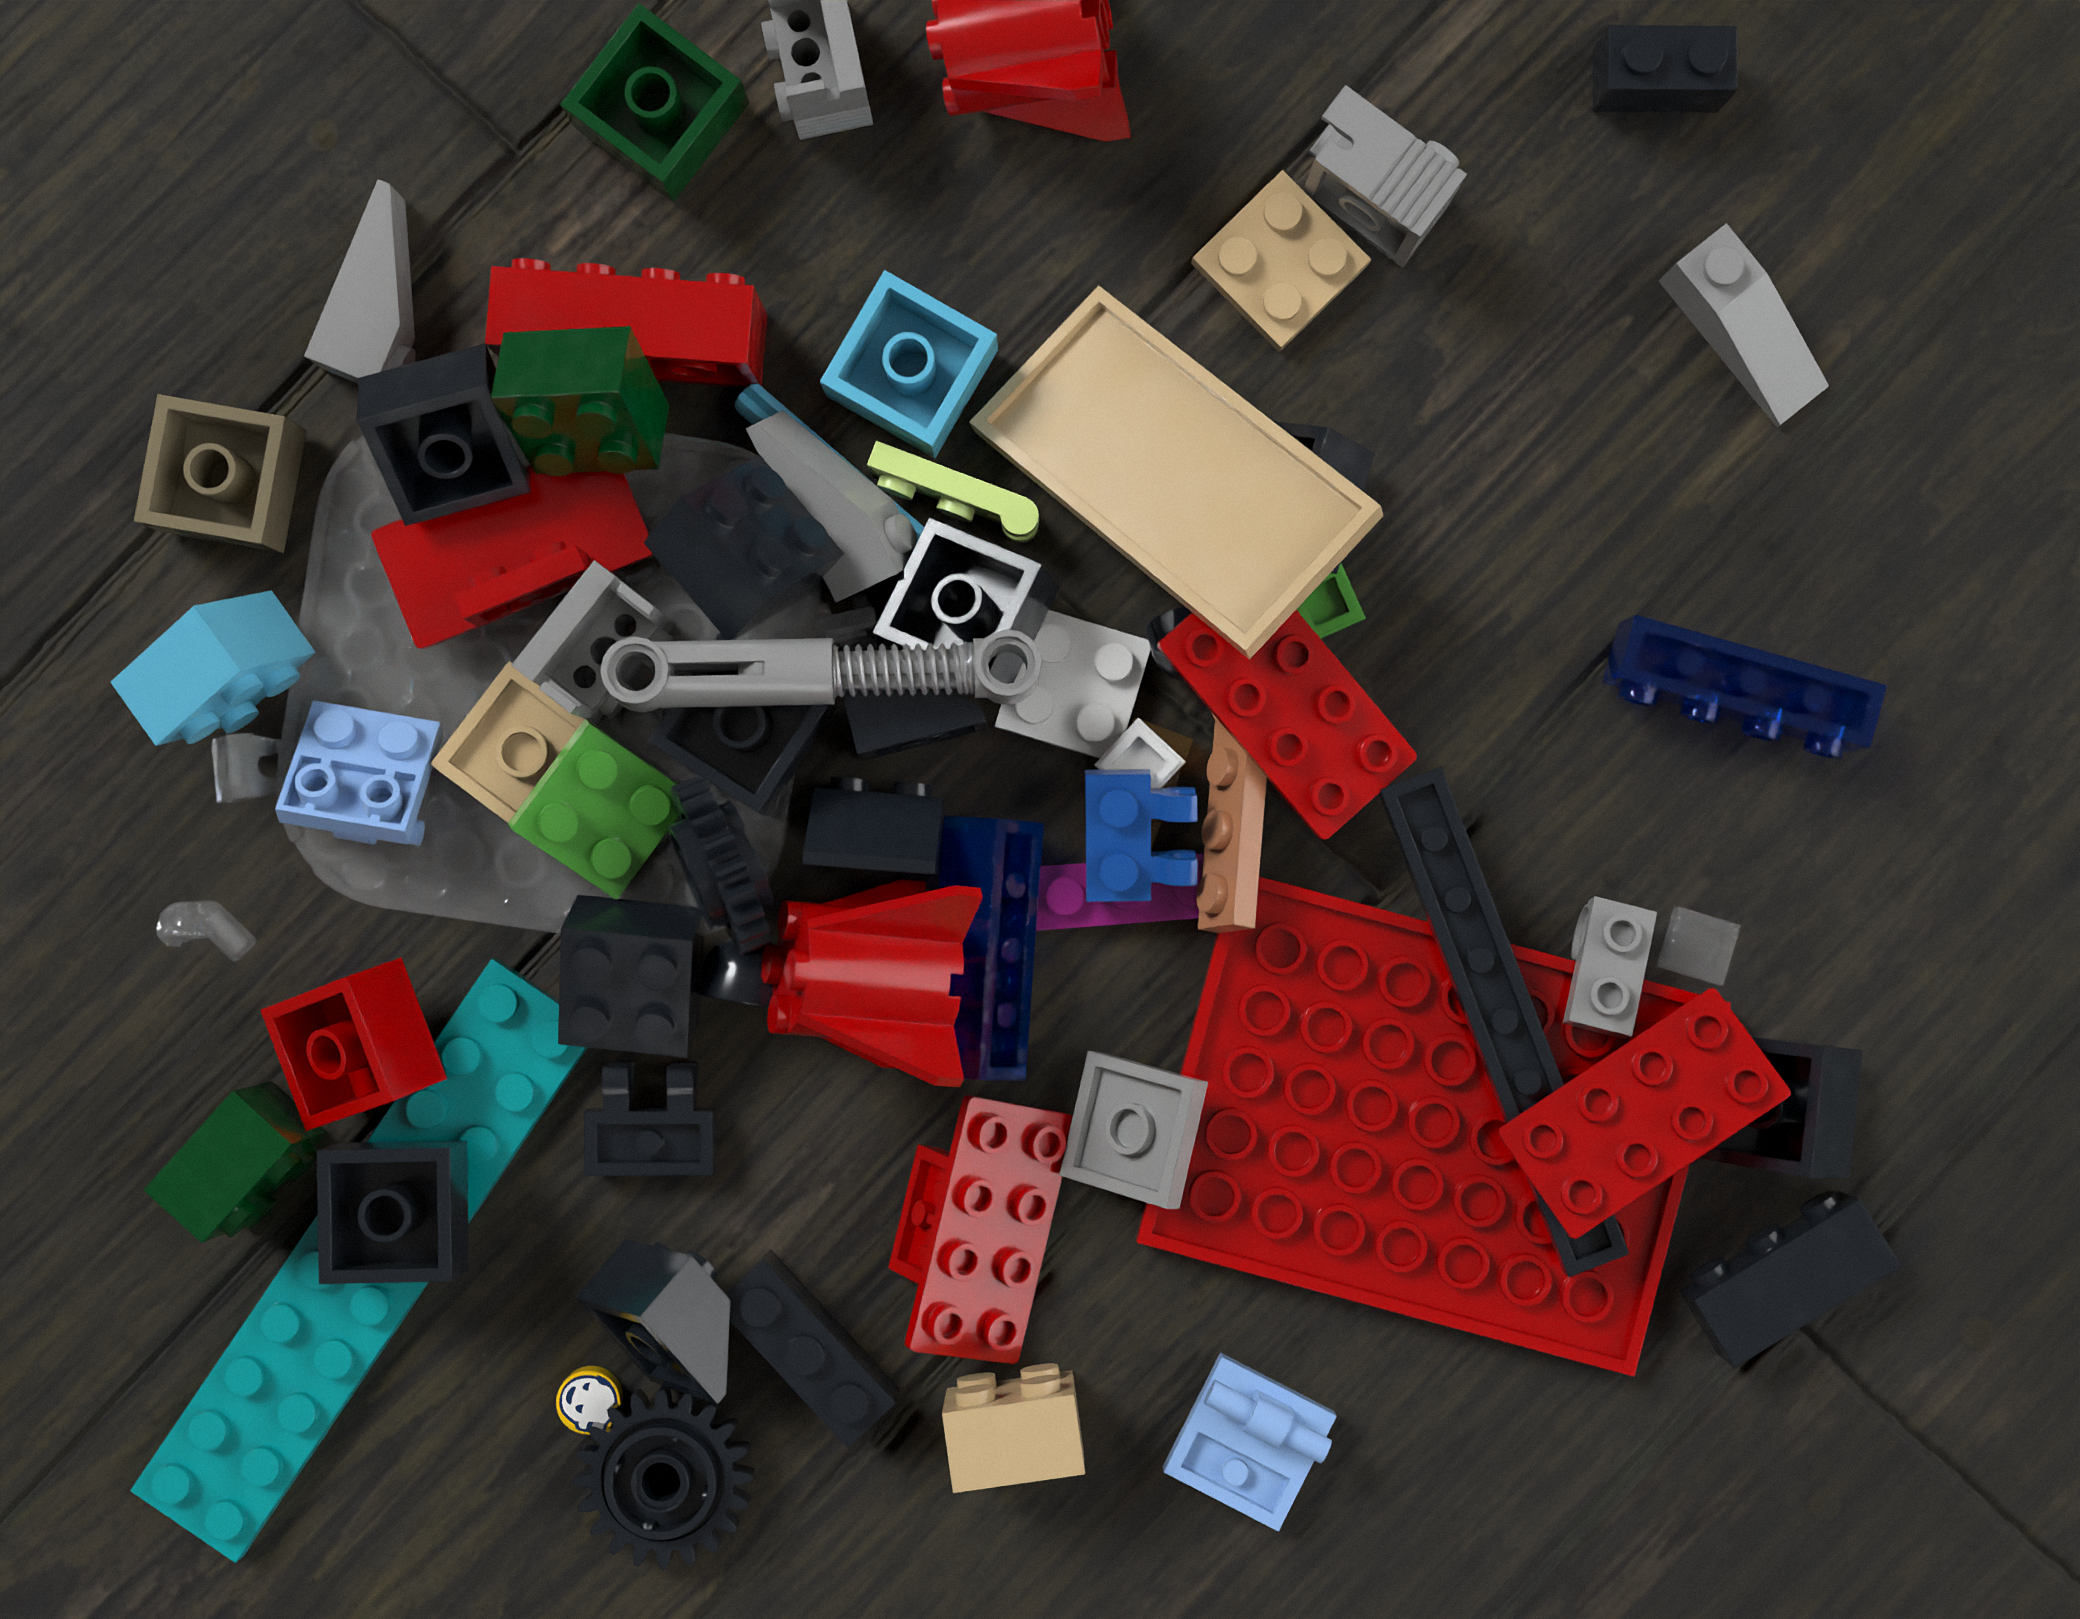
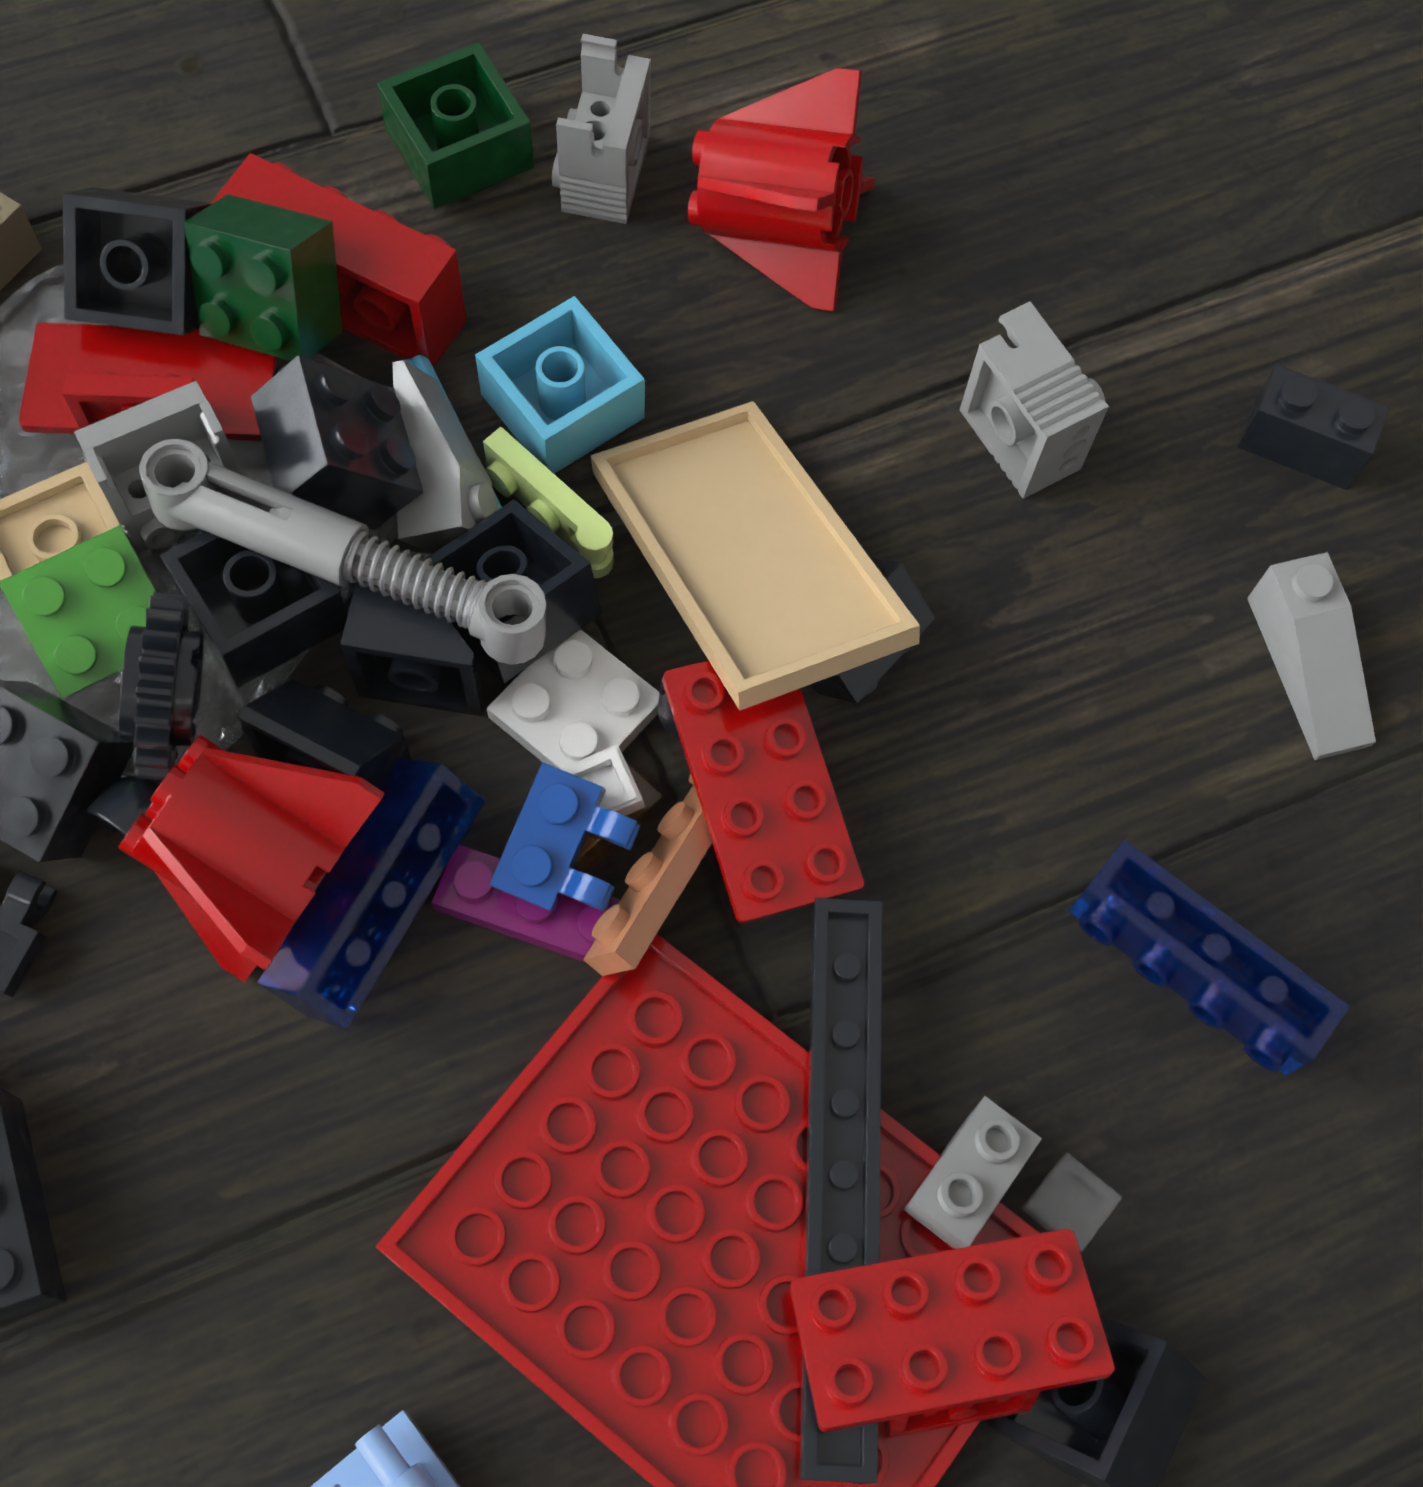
camera: 15 degrees right, 20 degrees down
(370, 307) = (161, 156): light grey slope -> none
(980, 1228) = (230, 1167): red bracket -> none
(1012, 1428) = (142, 1384): tan brick -> none
(1133, 1129) = (428, 1127): light grey plate -> none
(1280, 261) = (918, 448): tan plate -> none
(1332, 605) = (840, 731): bright green tile -> none

